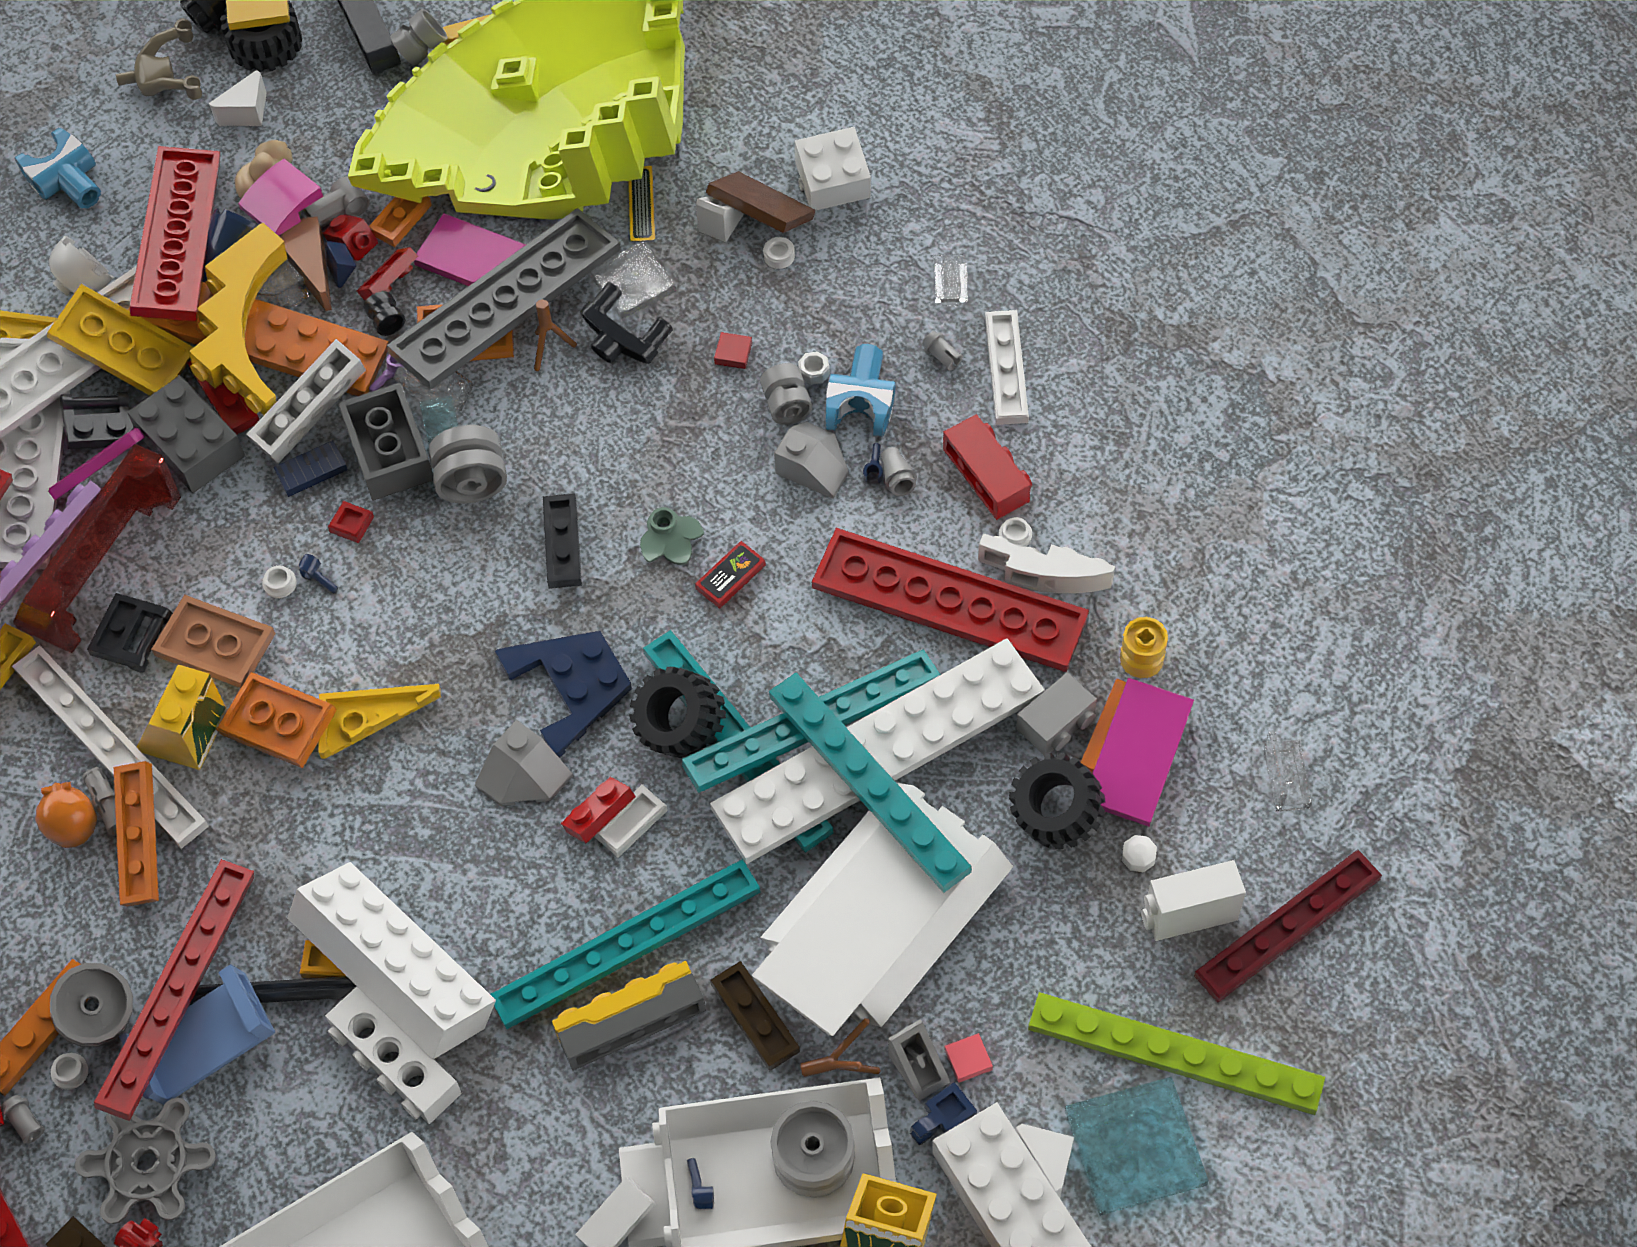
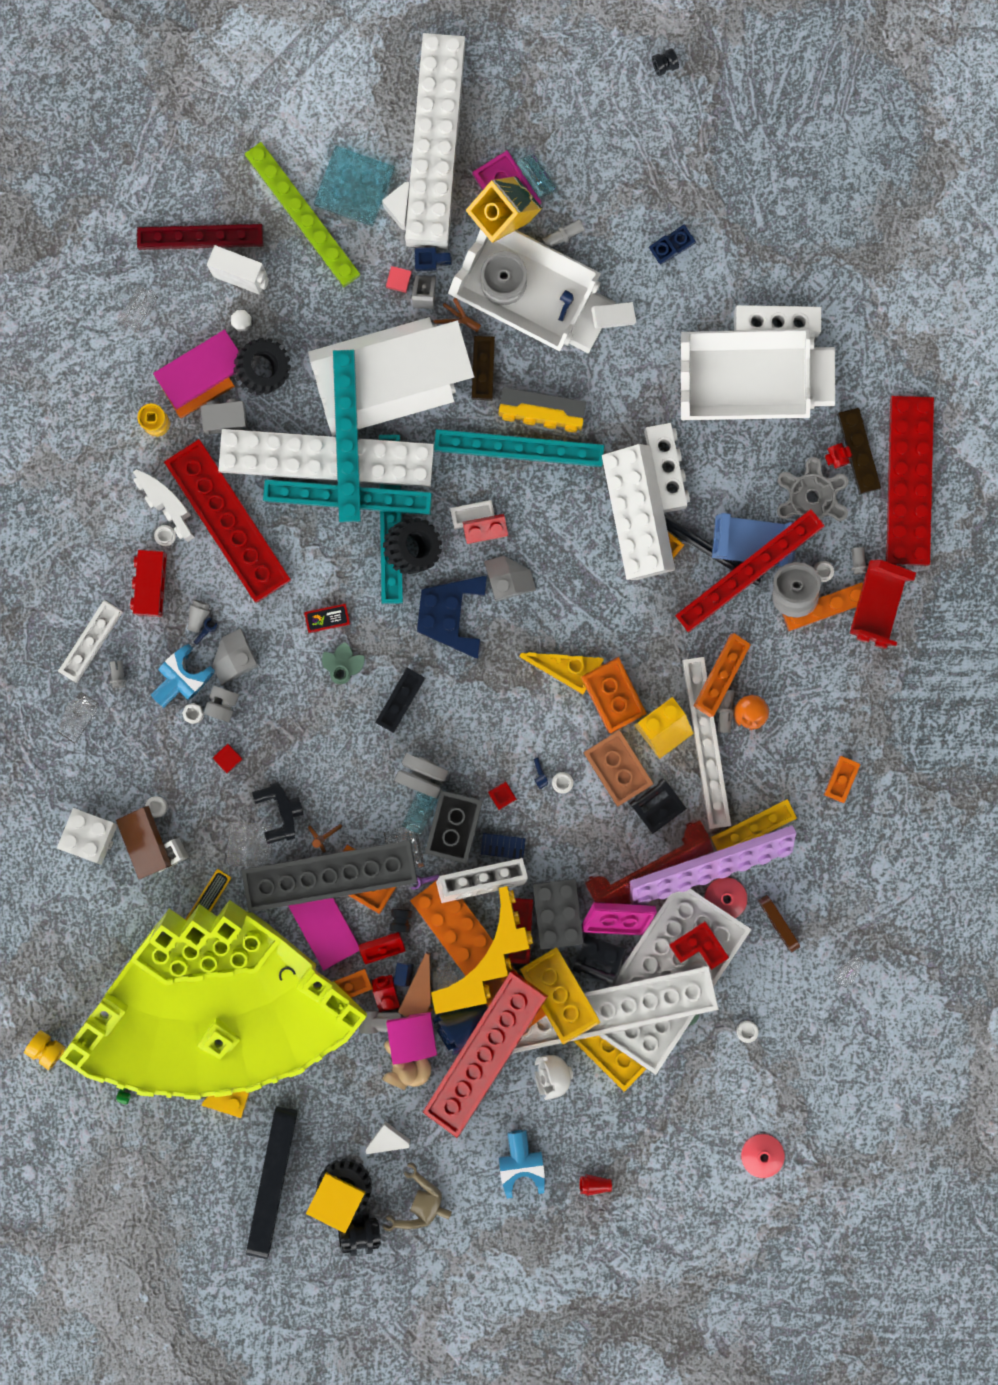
camera: 145 degrees left, 25 degrees up
(417, 38) = (255, 1110): light grey wheel -> none

